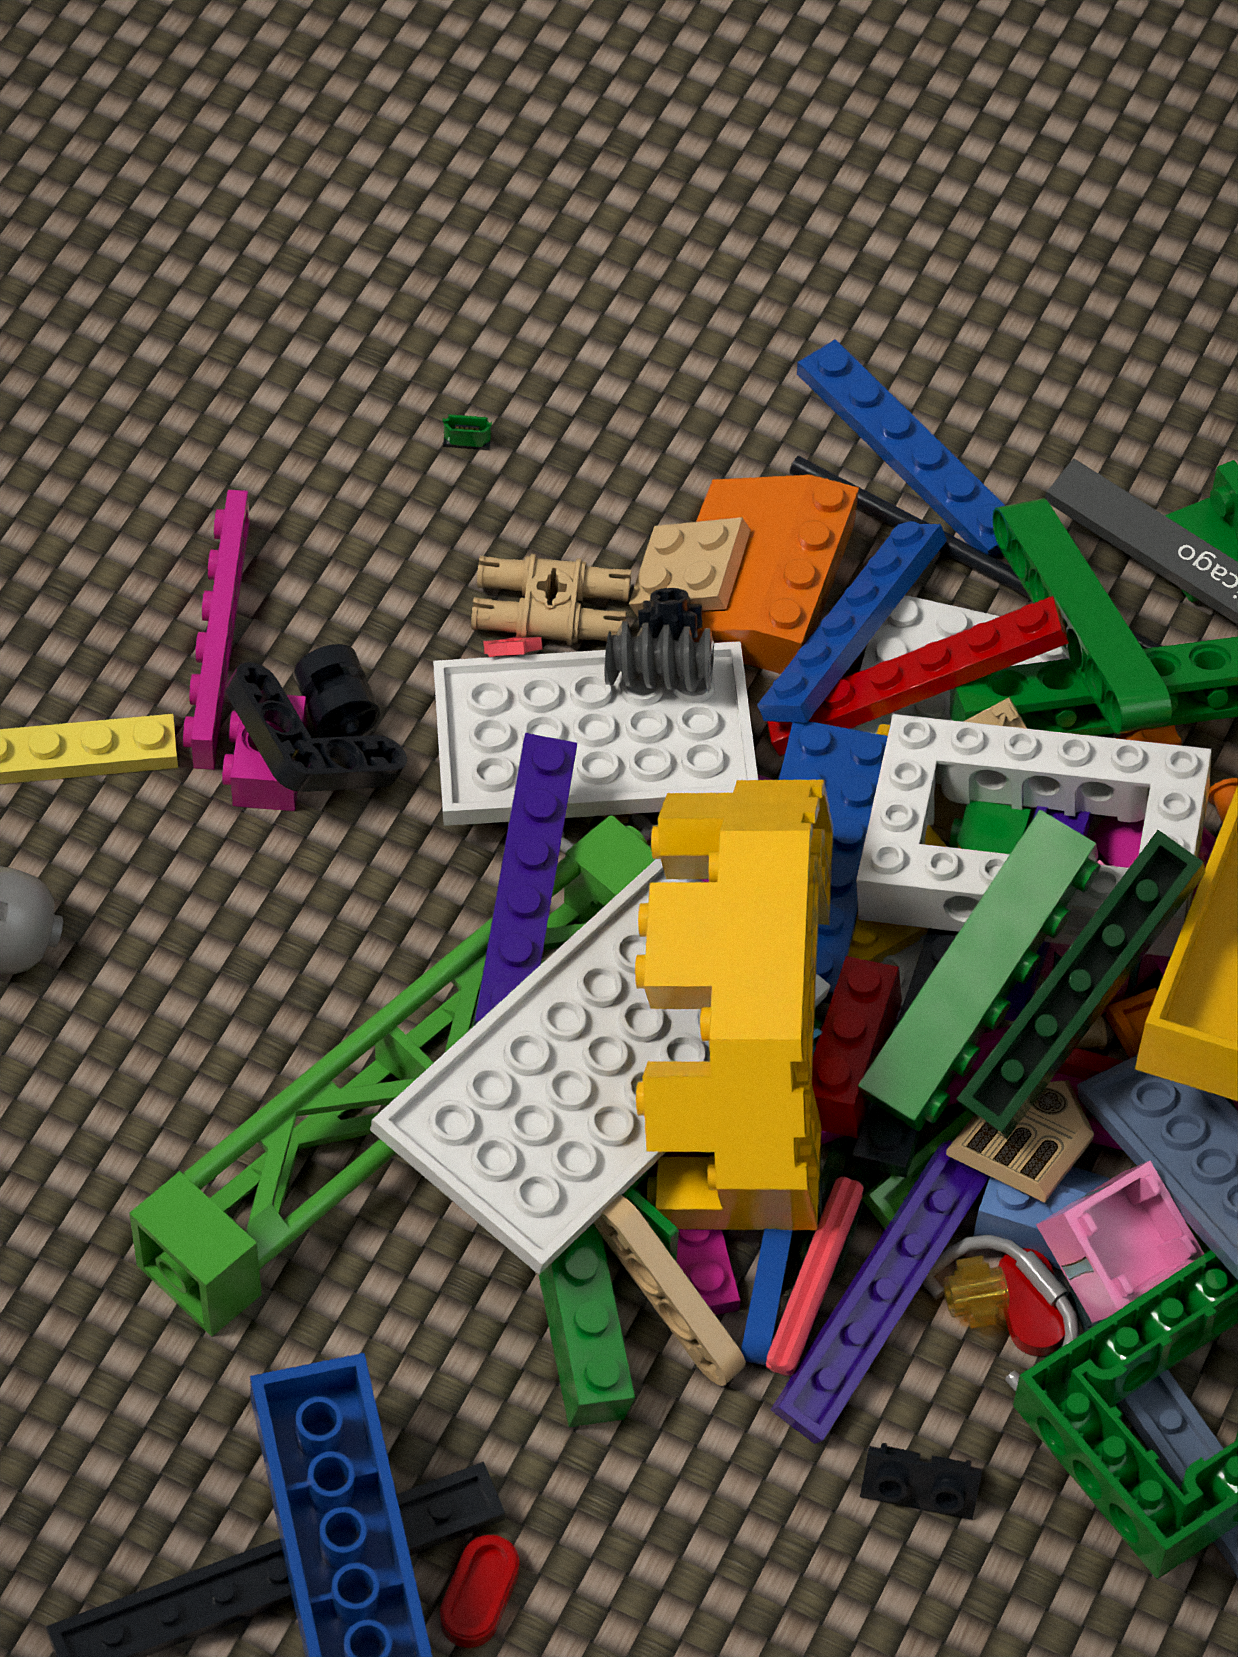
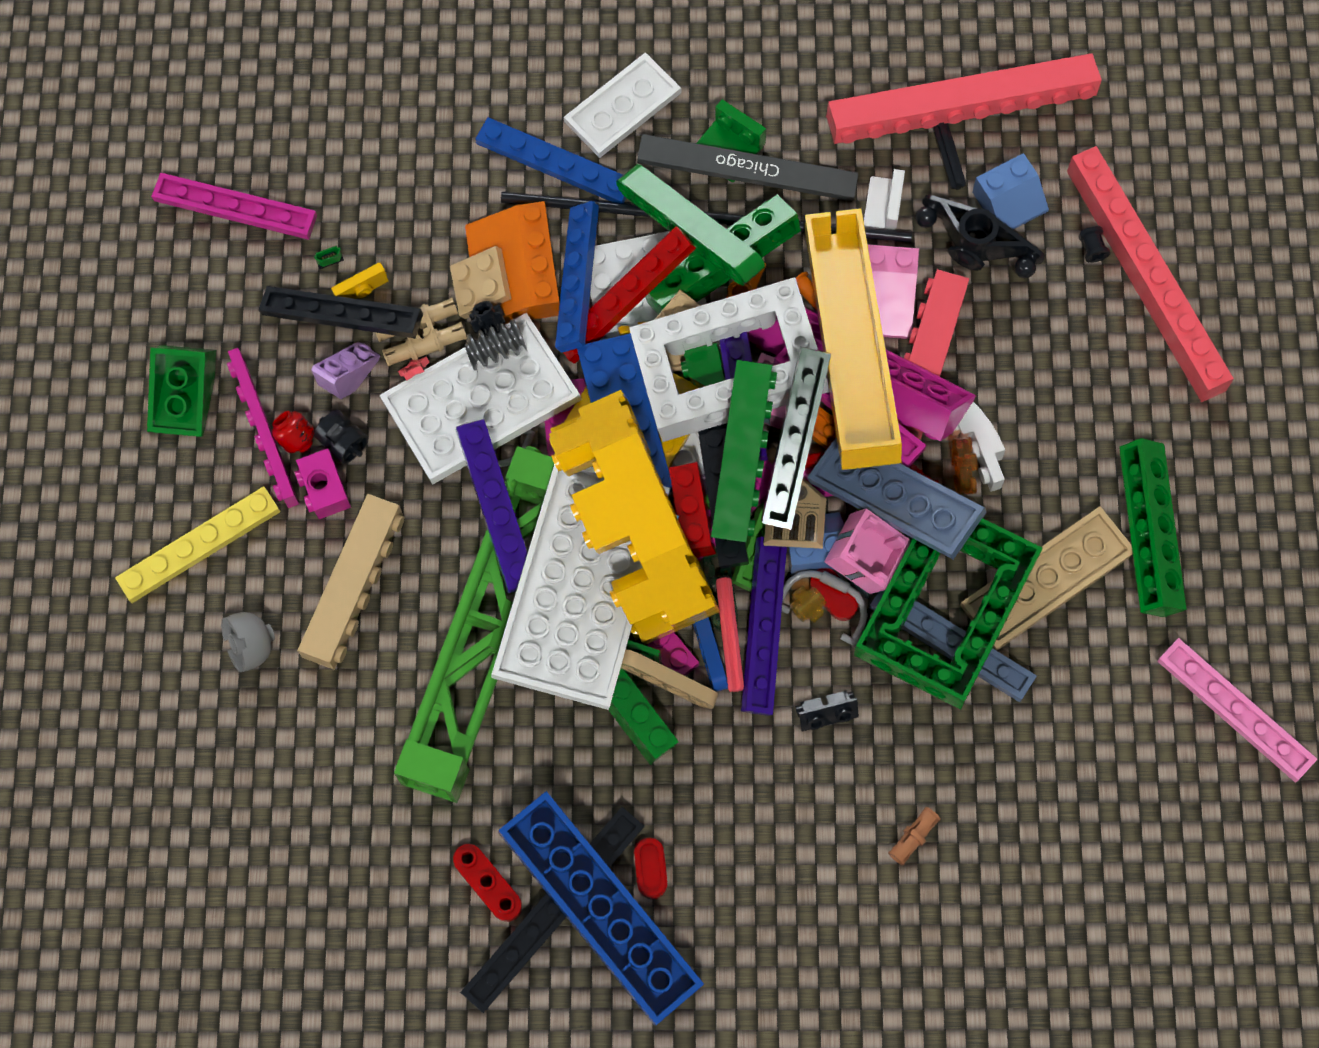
camera: 20 degrees left, 15 degrees up
(122, 516) = (180, 389): none -> green slope
(195, 1501) = (496, 892): none -> red plate
(229, 915) = (351, 581): none -> tan brick
(267, 643) = (293, 432): none -> red head
(294, 756) = (342, 486): black beam -> none
(361, 298) = (234, 206): none -> dark pink plate
(397, 599) = (345, 370): none -> lavender slope
(441, 511) = (341, 312): none -> black plate
(493, 490) = (361, 283): none -> yellow plate
(1066, 412) = (622, 105): none -> white plate

